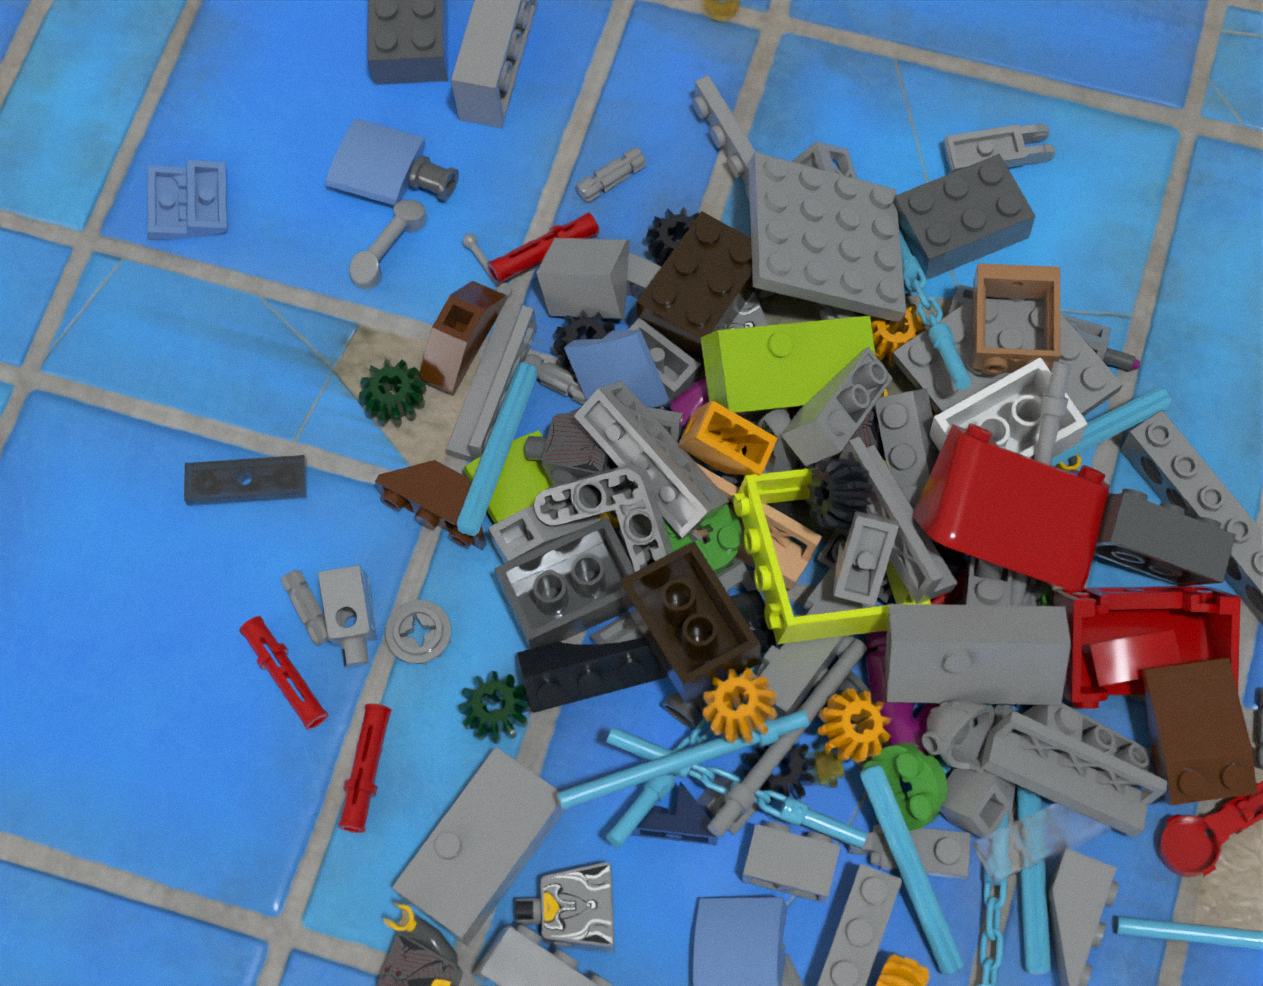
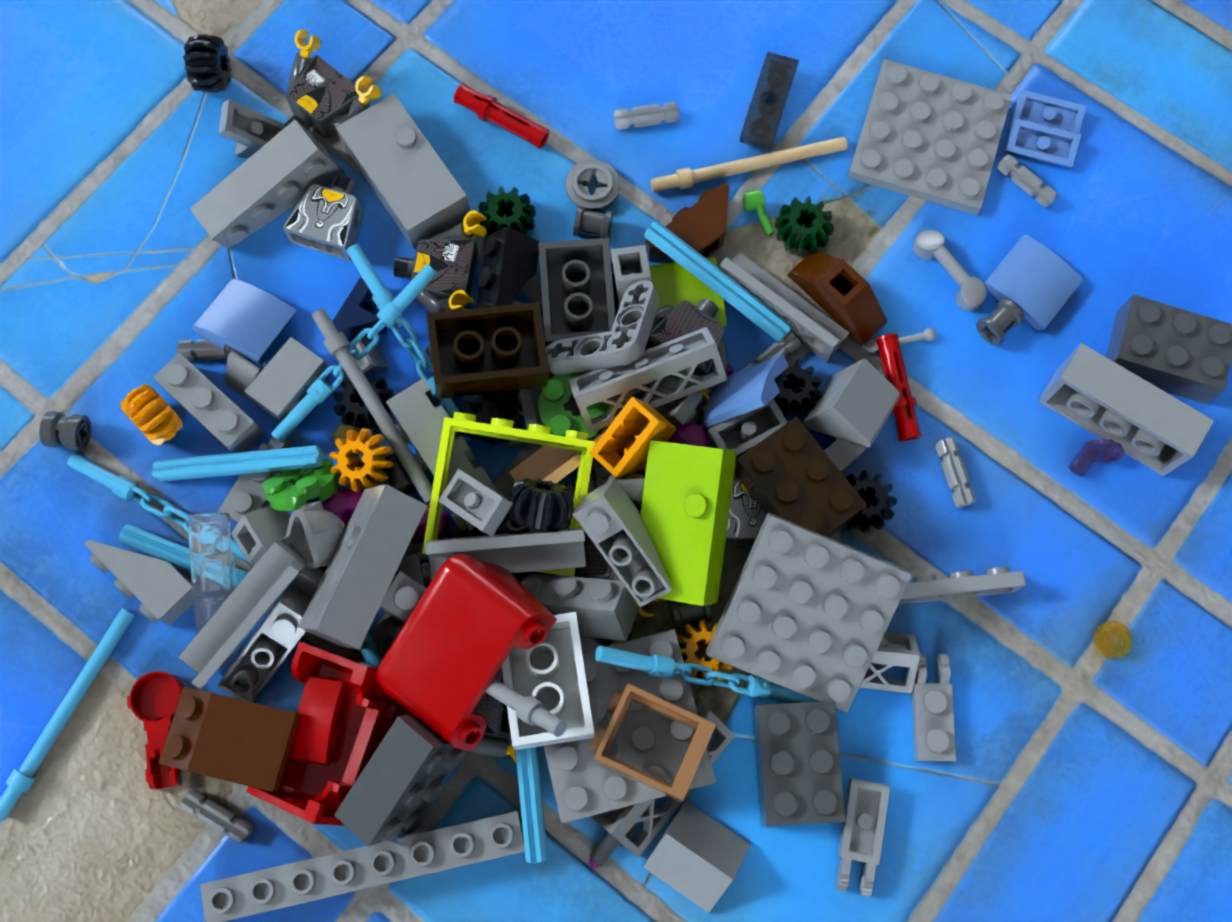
camera: 105 degrees right, 5 degrees up
(231, 309) = (930, 137): none -> light grey plate
(256, 199) = (1027, 180): none -> light grey axle
(257, 635) = (600, 83): red pin -> none
(345, 595) = (625, 134): light grey torso -> none
(372, 534) = (686, 178): none -> tan bar
(376, 452) = (755, 200): none -> bright green hand
(469, 610) = (592, 223): none -> dark grey bush
(539, 62) = (1096, 452): none -> clear purple arm
(575, 744) = (454, 258): none -> torso
(678, 761) = (381, 381): medium azure bar -> none
(746, 717) = (399, 346): light orange gear -> none
(804, 921) = (240, 373): none -> light grey slope
(859, 124) = (933, 713): none -> light grey hinge
(1089, 274) = (697, 856): none -> light grey slope

